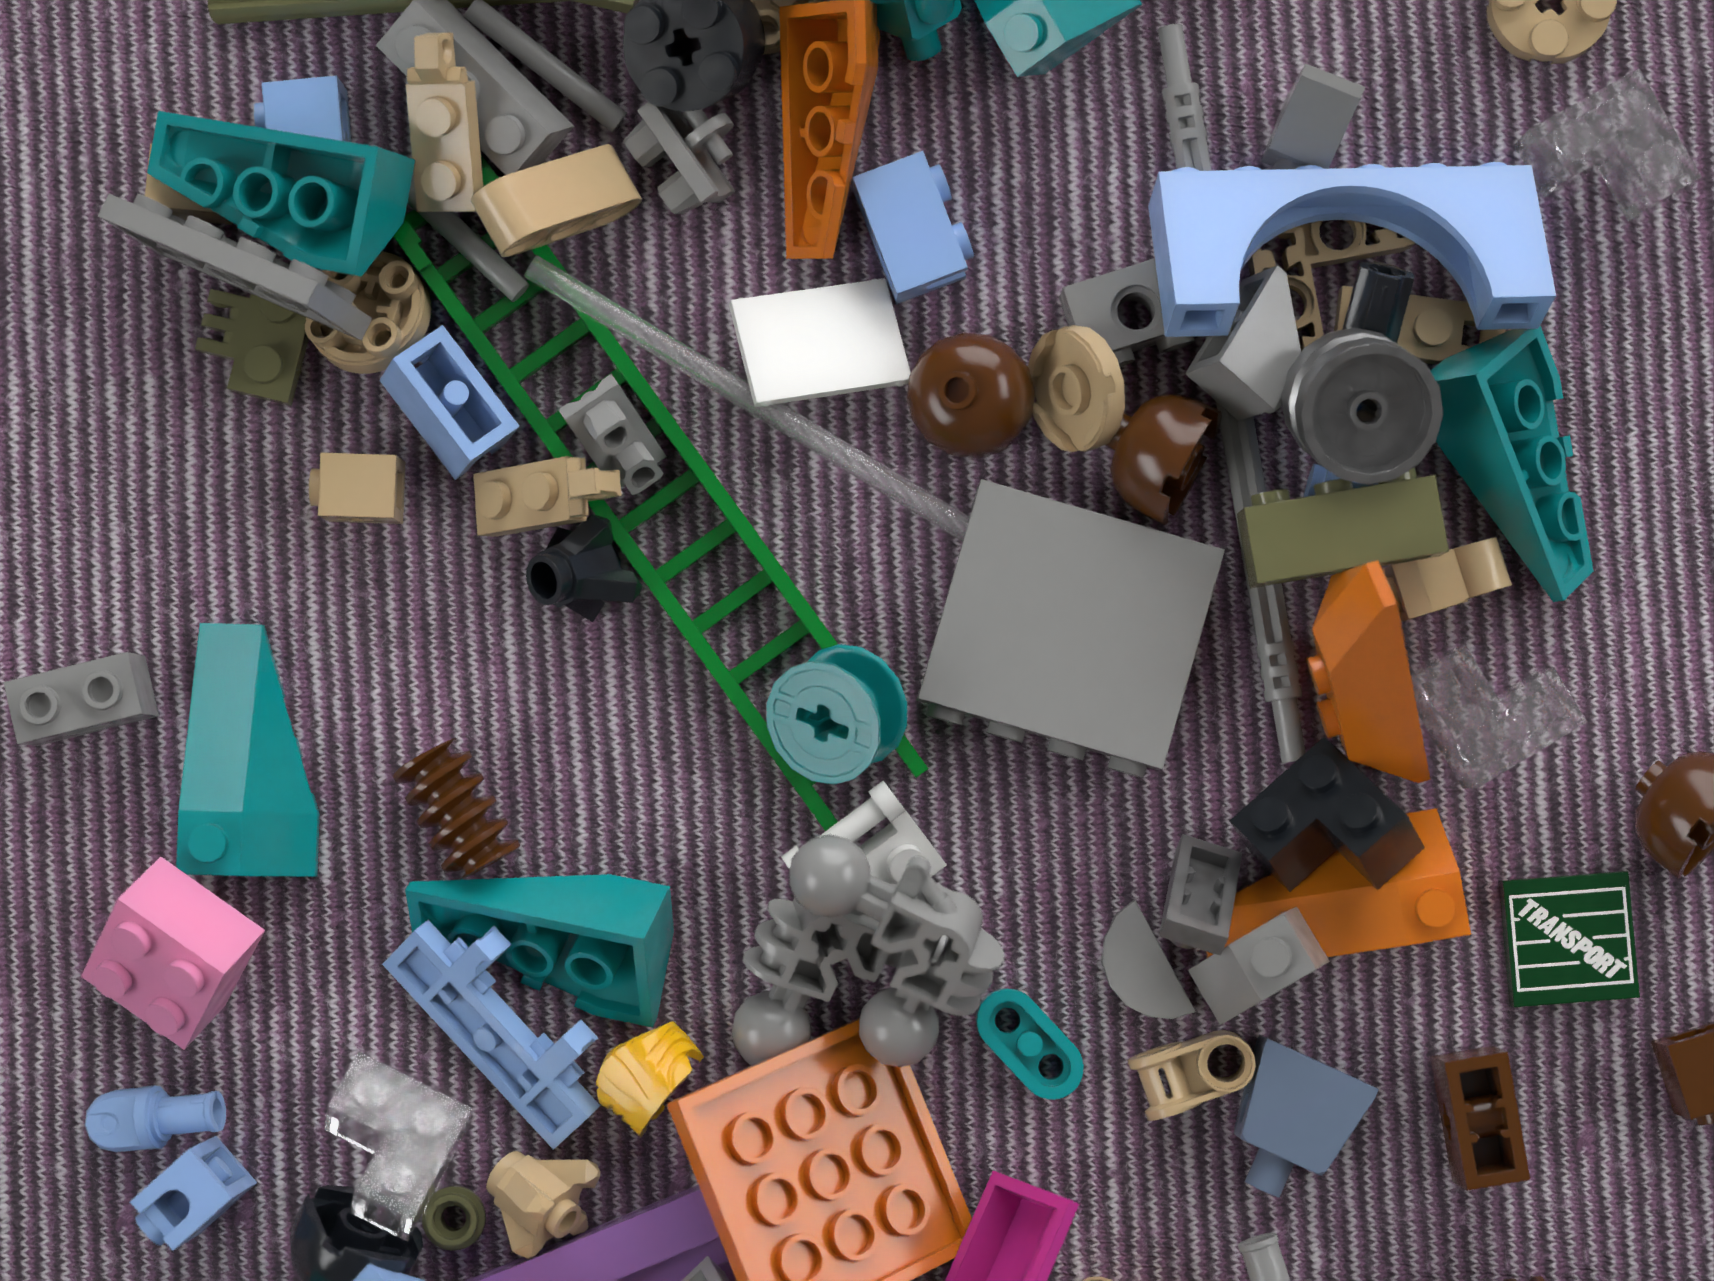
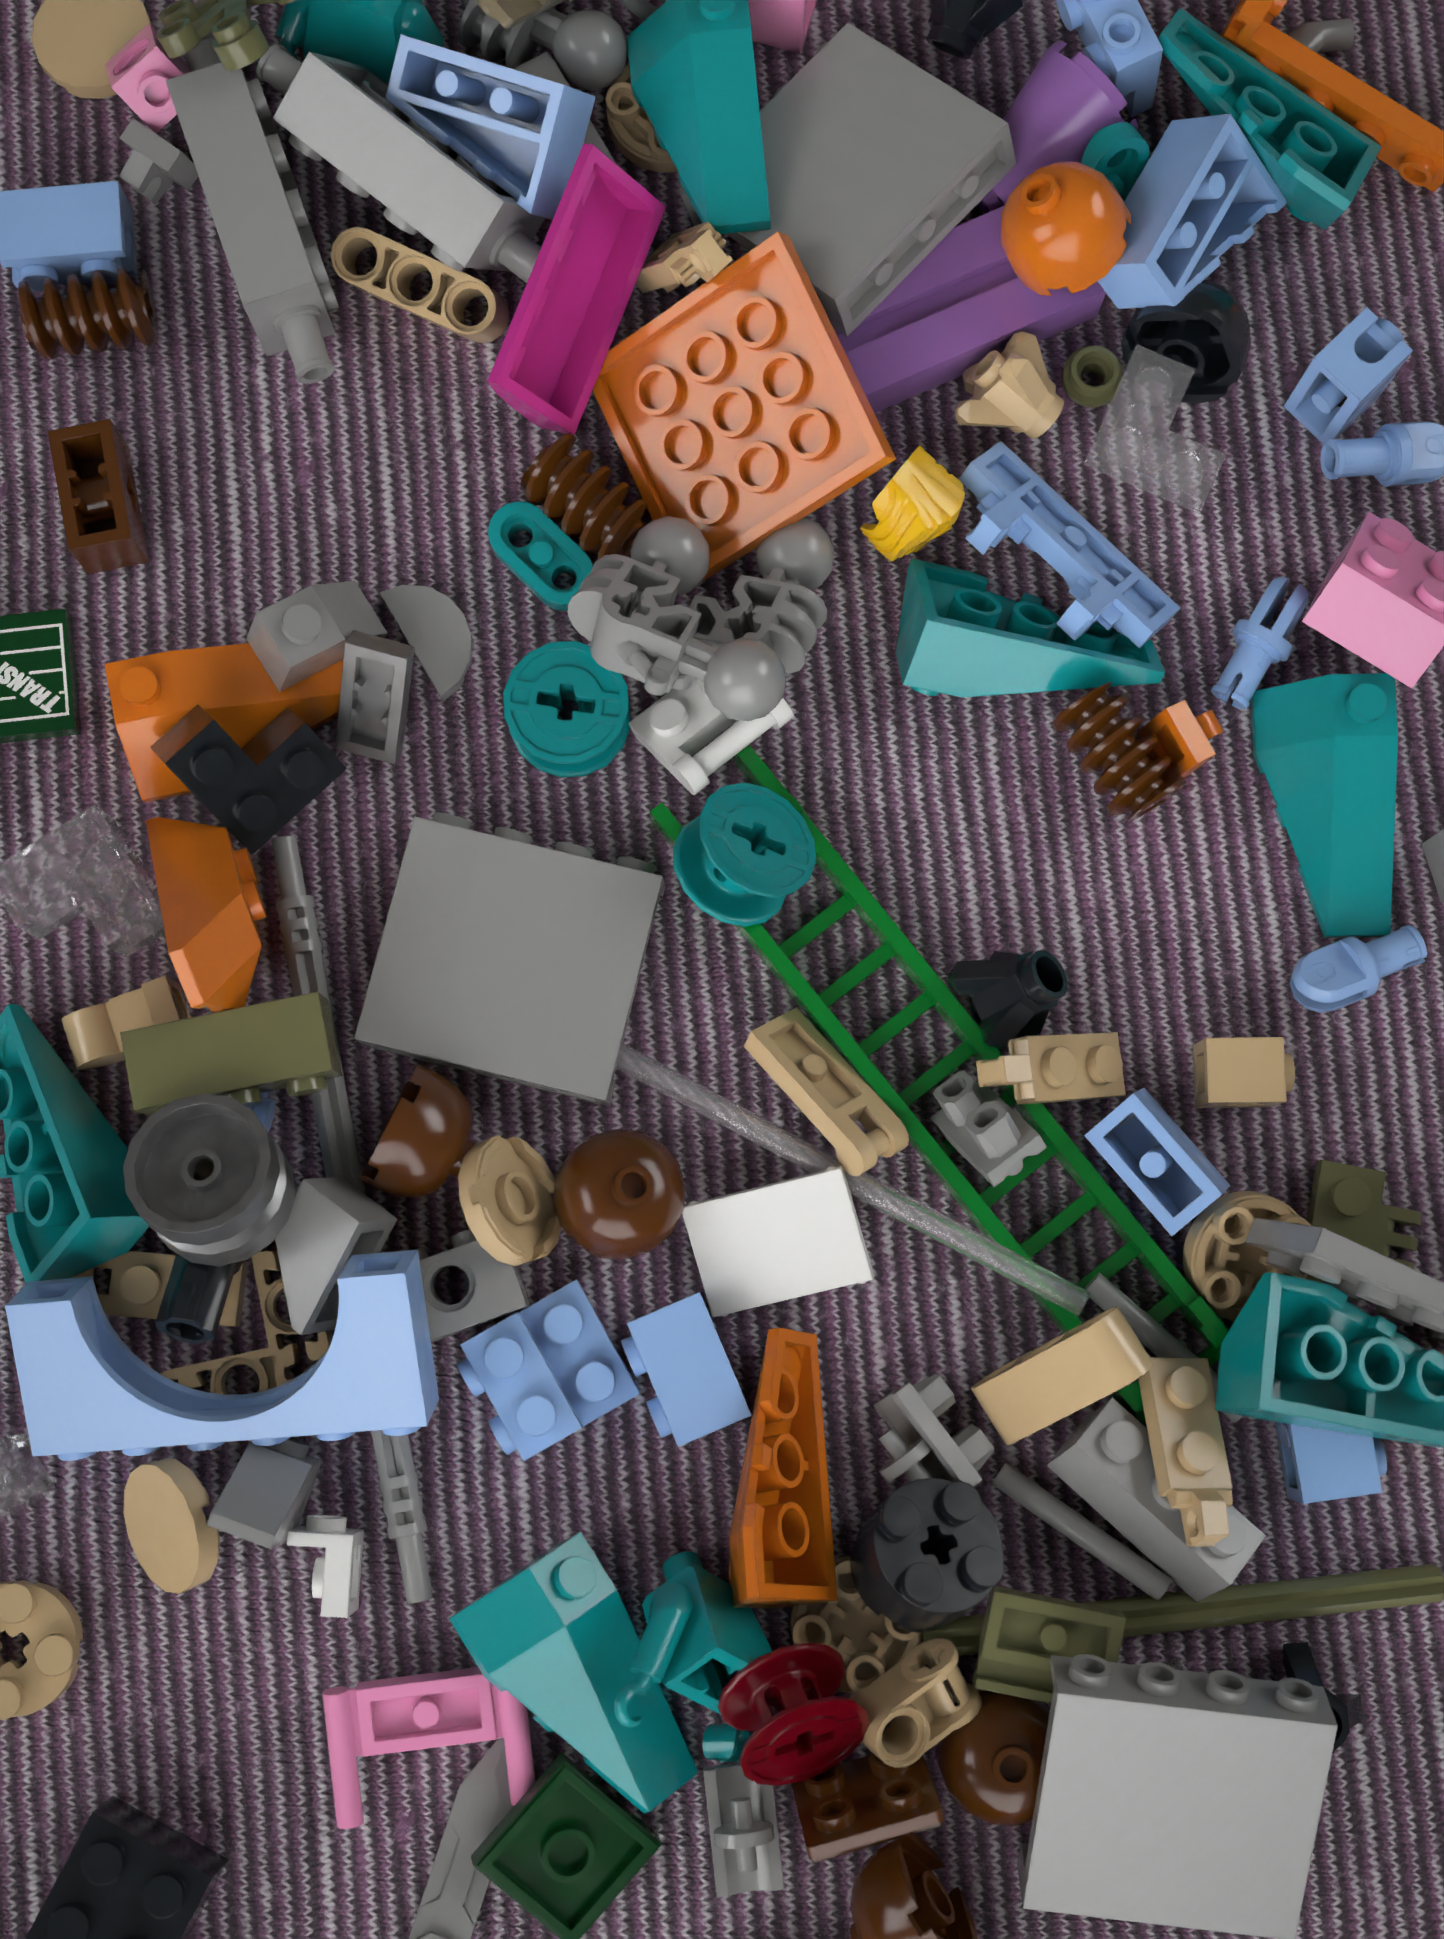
camera: 175 degrees right, 5 degrees down
(242, 585) = (1353, 969): none -> light blue arm
(308, 917) = (1260, 645): none -> light blue arm
(391, 824) = (1182, 738): none -> orange tile
(765, 484) = (827, 1091): none -> tan plate
(982, 1097) = (583, 500): none -> reddish brown piece
(1035, 856) = (542, 685): none -> teal piece
(1045, 231) = (546, 1371): none -> light blue plate
(1188, 1073) = (386, 534): tan piece -> none
(1245, 53) = (339, 1572): none -> white bracket
(1296, 1114) = (278, 500): sand blue torso -> none
(1404, 98) = (169, 1525): none -> tan tile

